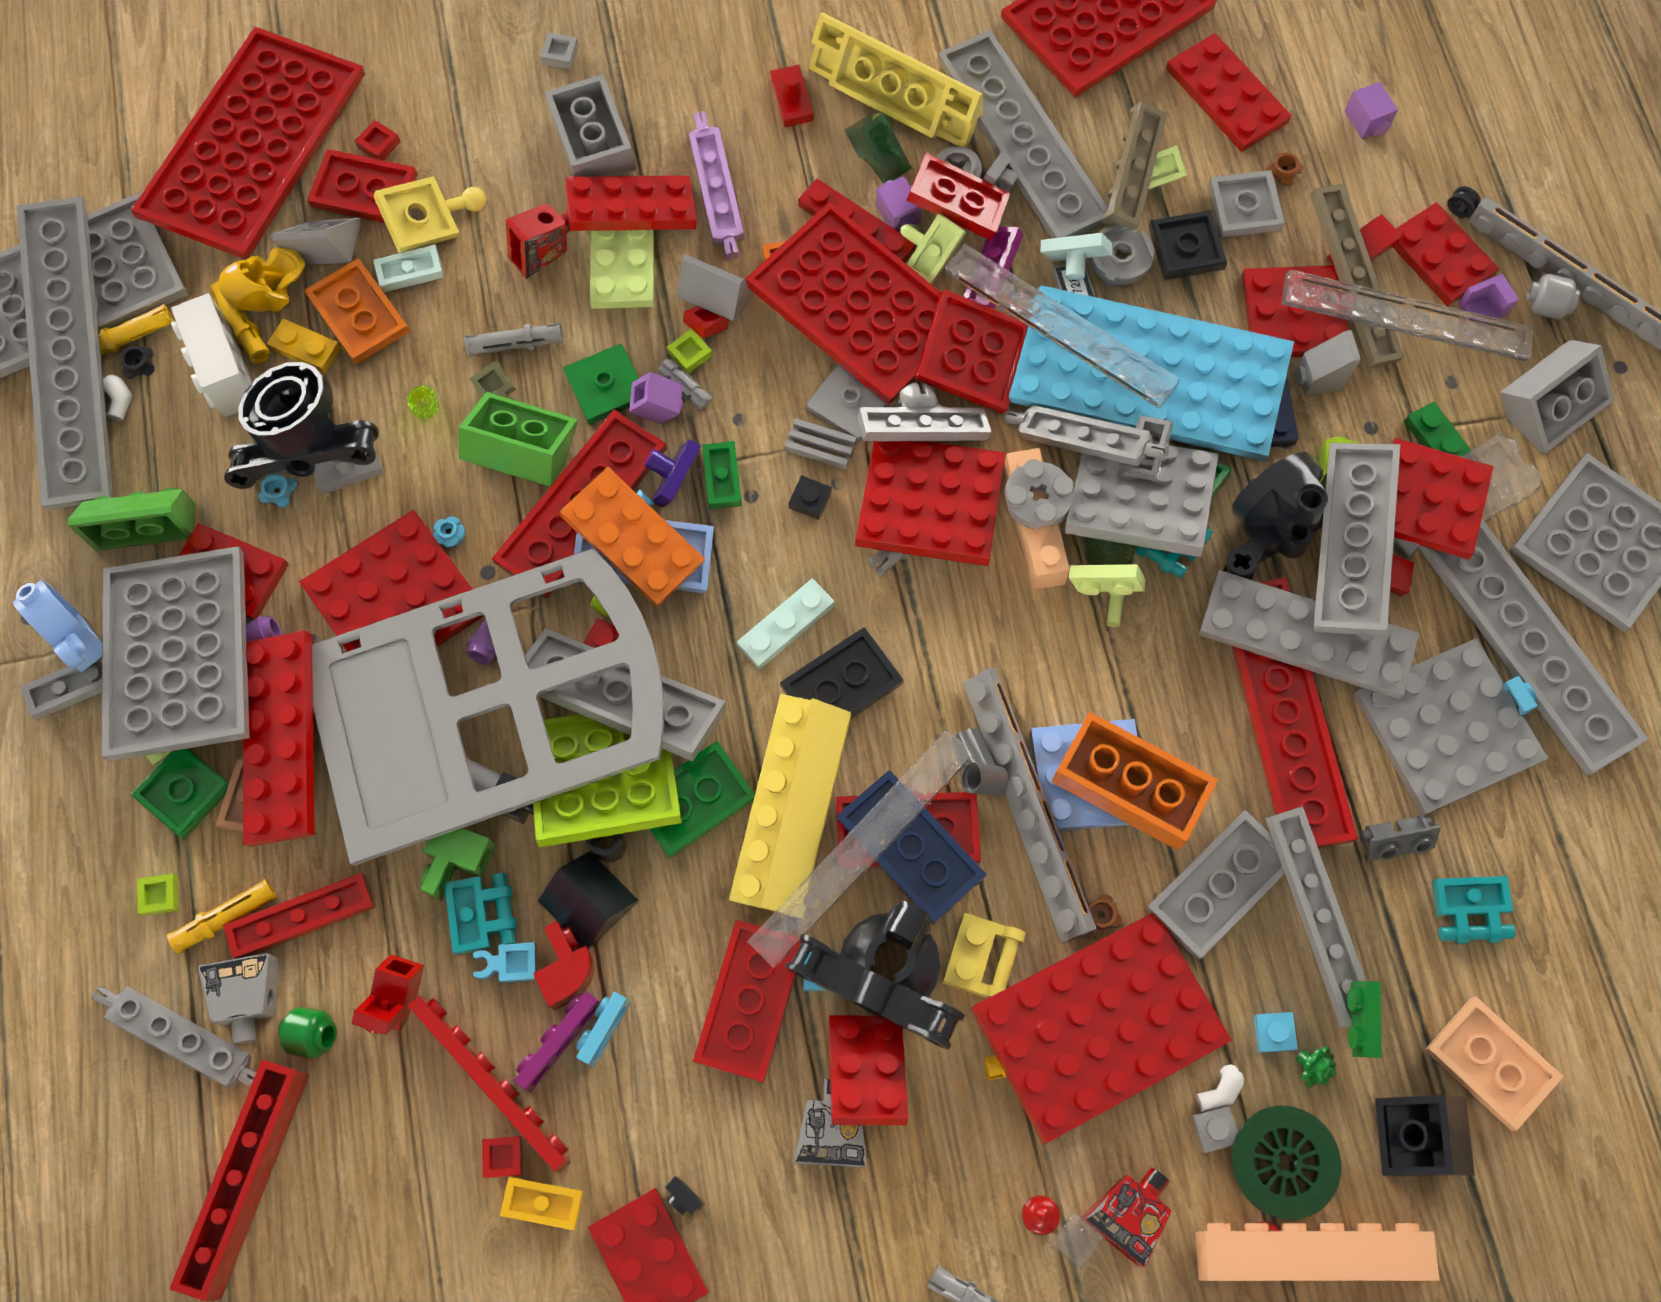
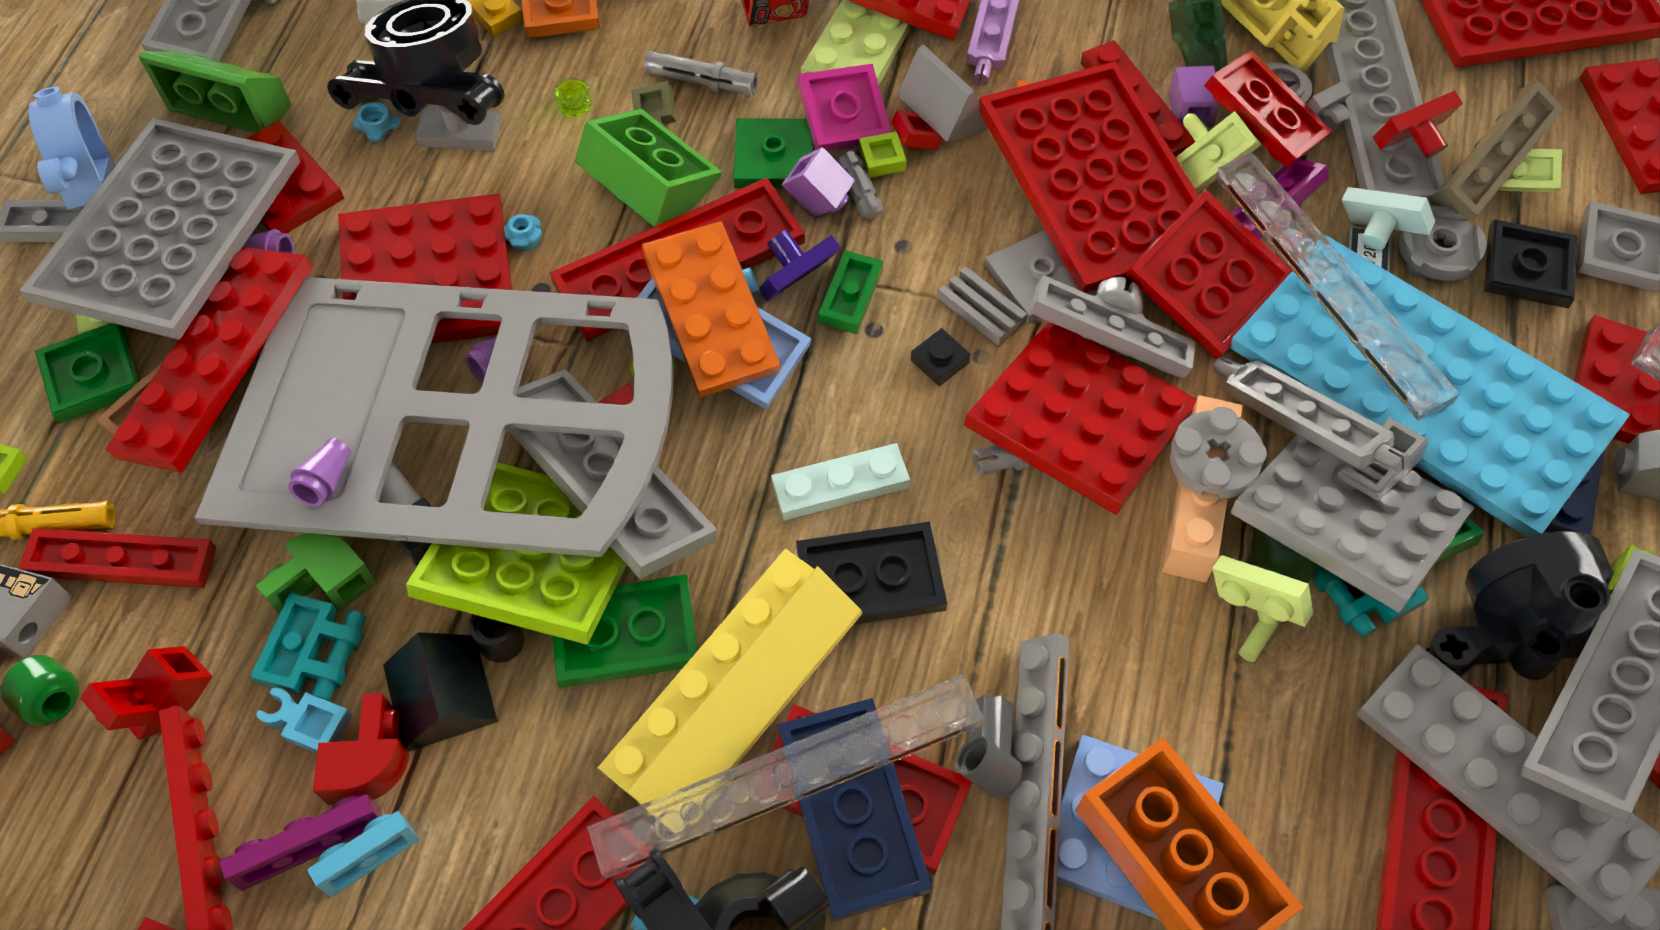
camera: 25 degrees right, 10 degrees down
(427, 791) = (319, 474): none -> medium lavender cone
(642, 325) = (843, 106): none -> dark pink plate
(1073, 167) = (1420, 125): none -> red tile

